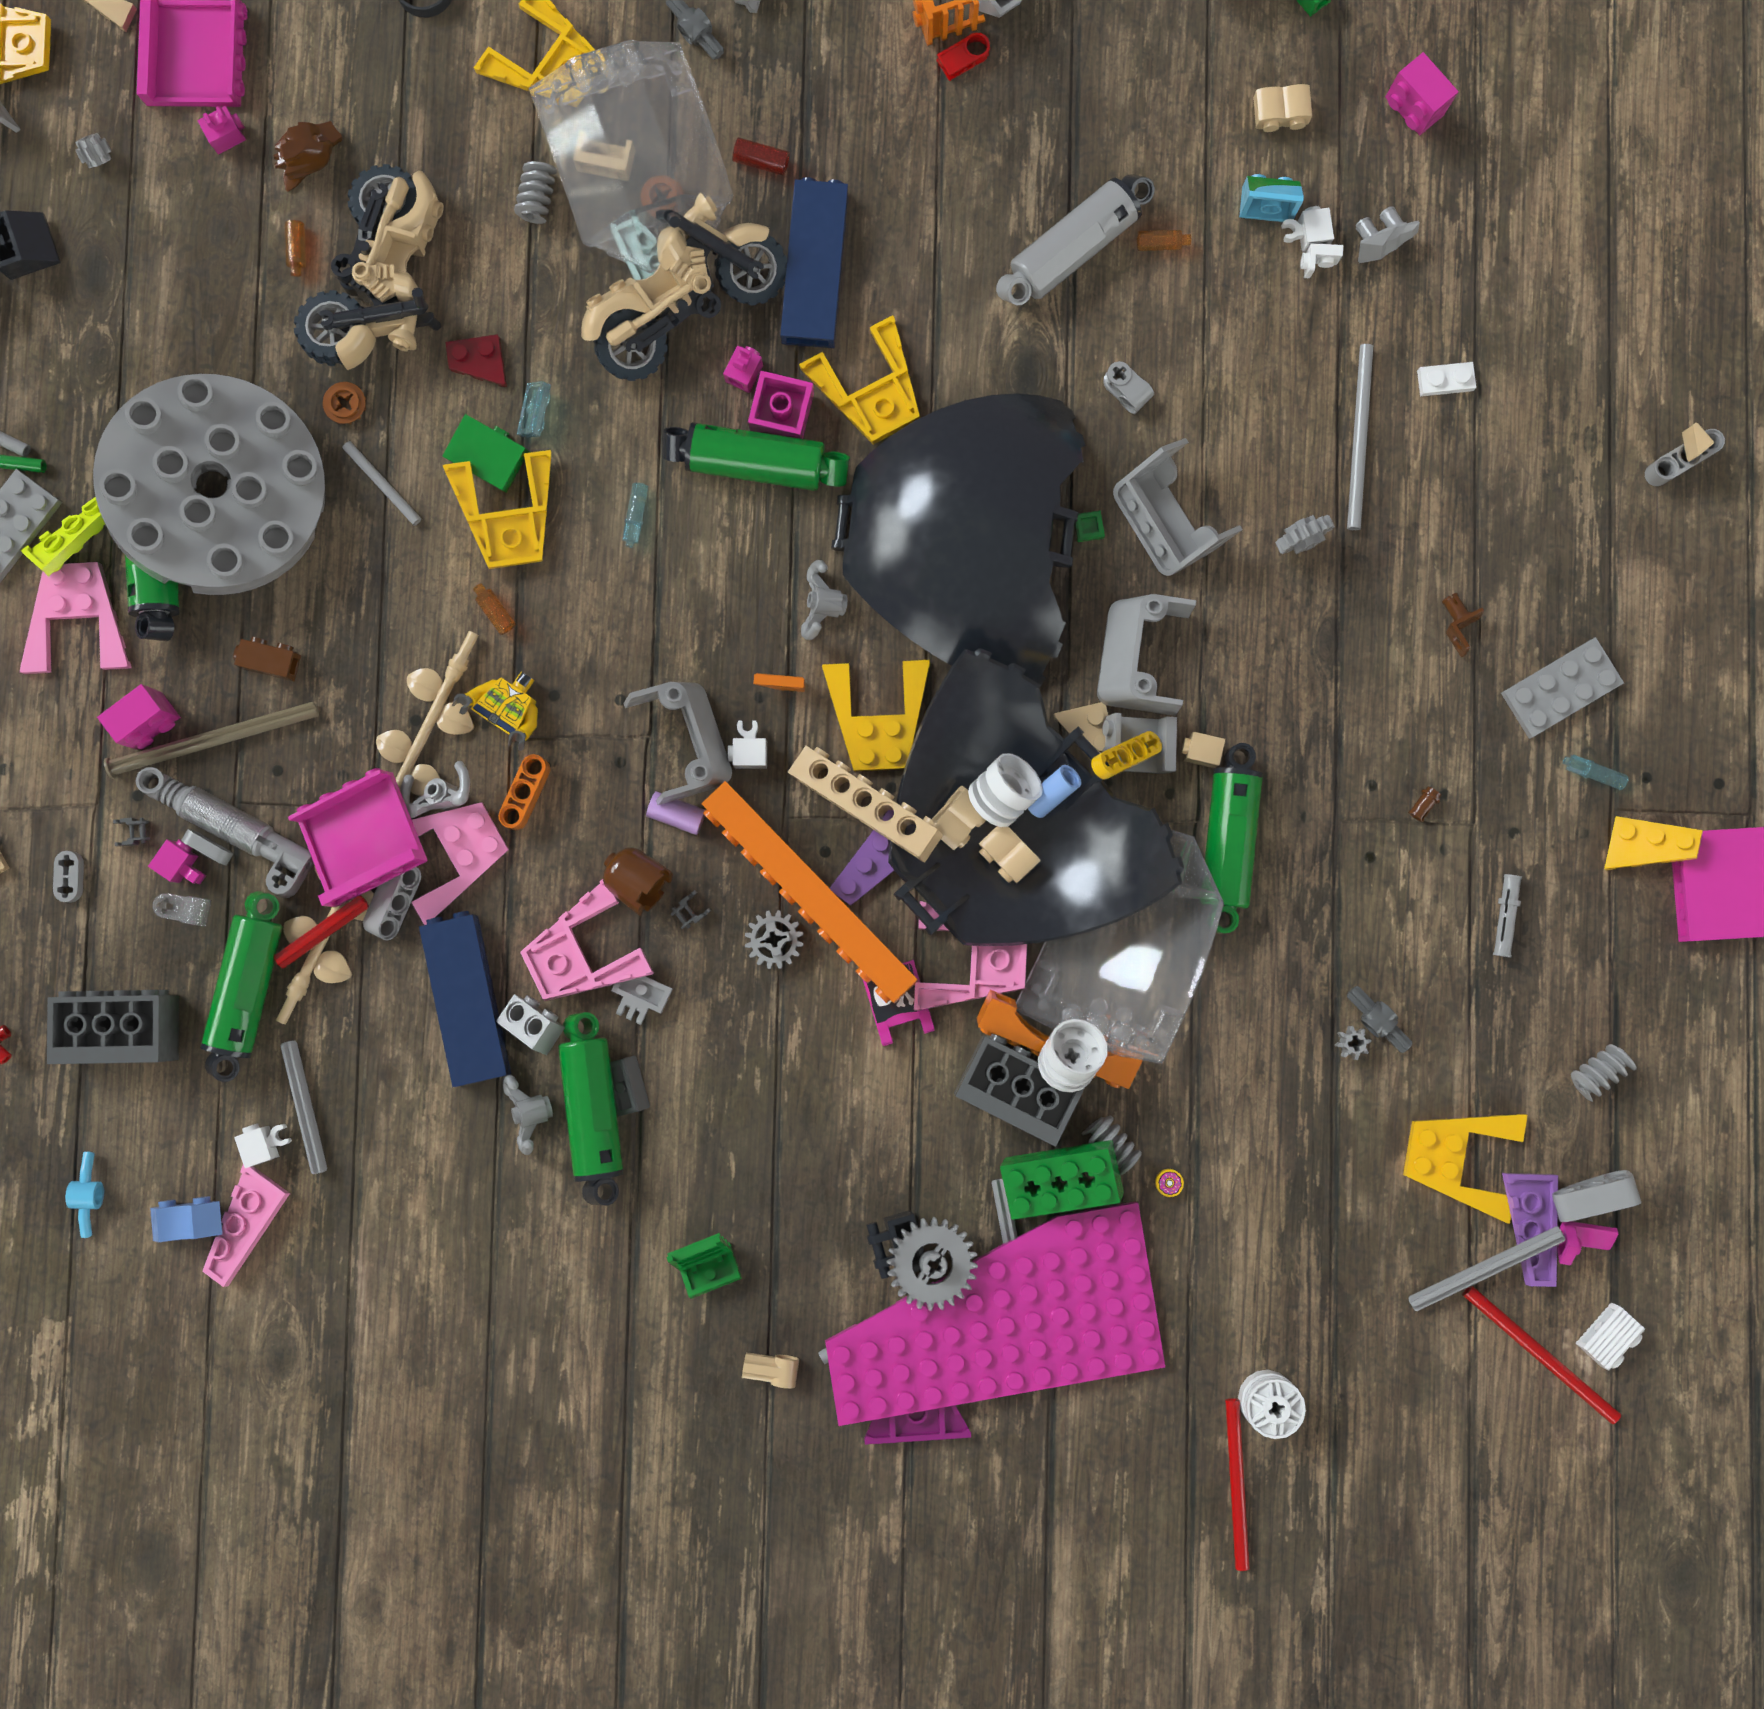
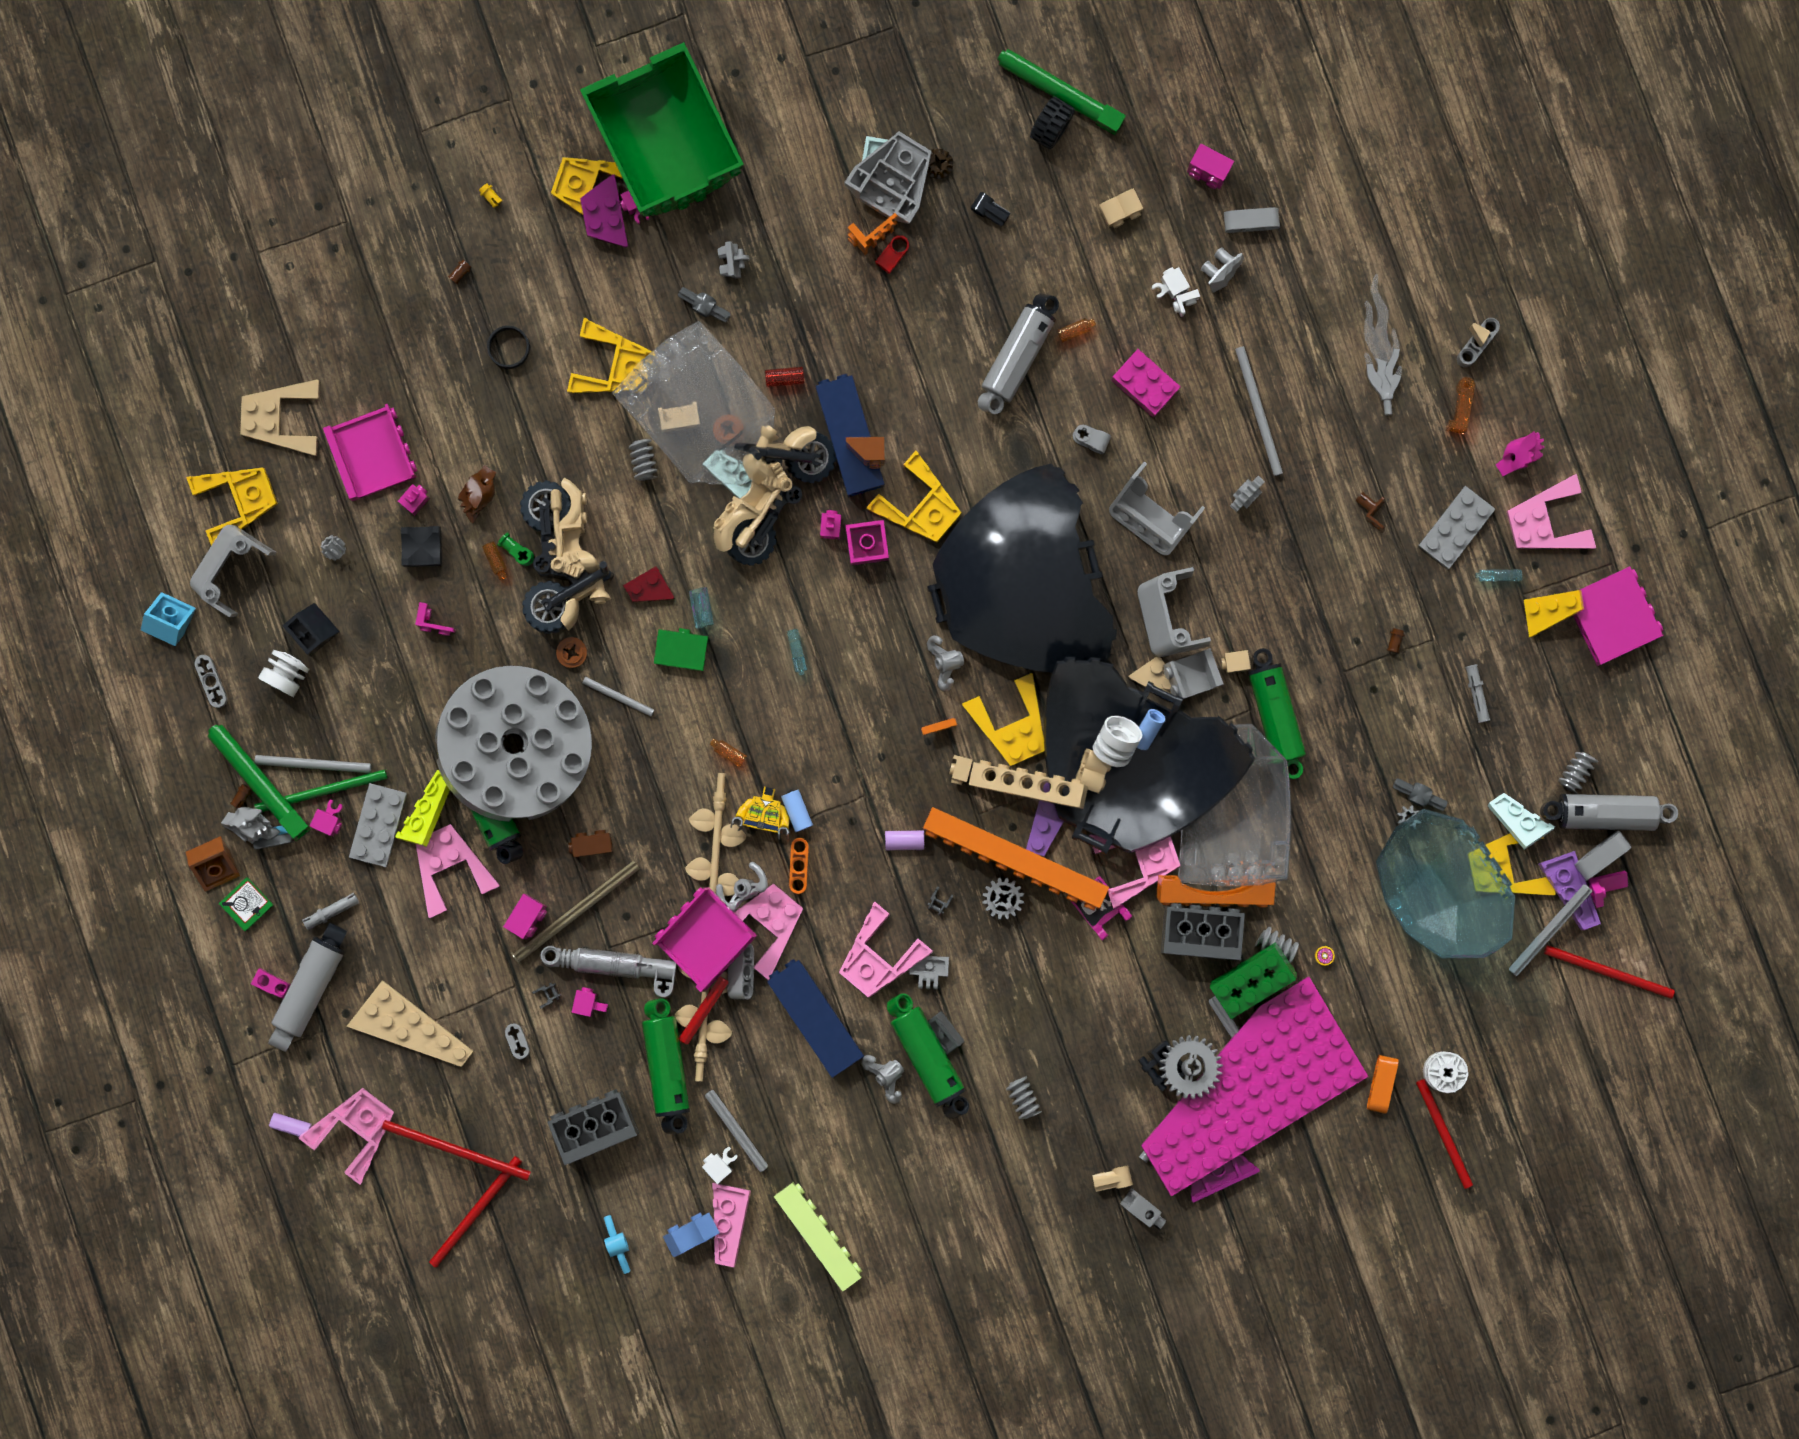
camera: 25 degrees left, 0 degrees up
(170, 283) = (423, 615): none -> dark pink bracket
(185, 909) = (608, 1031): clear piece -> none
(206, 192) = (421, 546): none -> black brick
(207, 846) = (602, 984): light grey beam -> none
(323, 240) = (516, 550): none -> green connector
(352, 1290) = (818, 1236): none -> yellowish green brick
(507, 535) = (721, 697): yellow wing -> none
(528, 1027) = (865, 1019): light grey brick -> none
(550, 719) = (797, 811): none -> light blue pin
(635, 879) = (896, 894): reddish brown cylinder -> none
(695, 1213) = (1022, 1098): none -> light grey piece
(706, 1265) = (1043, 1128): green plate -> none
(712, 763) = (886, 762): light grey windscreen -> none
(748, 751) = (937, 780): white brick -> none
(755, 456) = (863, 582): green piece -> none
(785, 749) = (960, 770): none -> tan brick
(794, 1426) = (1139, 1206): none -> light grey torso
(828, 280) = (868, 450): none -> dark orange slope
(1009, 853) = (1136, 781): tan brick -> none
(1072, 1055) = (1228, 896): white wheel -> none
(1089, 526) = (1102, 541): green tile -> none
(1108, 40) = (986, 207): none -> black piece
(1127, 755) = (1187, 687): yellow beam -> none
(1180, 1385) = (1382, 1084): none -> orange beam
(1226, 342) = (1145, 383): none -> dark pink brick
(1270, 198) = (1137, 273): medium azure slope -> none
(1373, 1160) = (1446, 887): none -> clear light blue windscreen
(1446, 379) = (1301, 349): white plate -> none
(1447, 187) = (1251, 220): none -> light grey beam
(1501, 1112) = (1522, 824): none -> light aqua wing
(1553, 428) = (1385, 356): none -> piece
(1611, 1337) = (1648, 942): white brick -> none
(1625, 1142) = (1608, 812): none -> light grey piece
(1642, 516) = (1465, 390): none -> clear orange leg
(1664, 721) = (1532, 525): none -> bright pink wing
(1695, 622) = (1525, 450): none -> dark pink piece

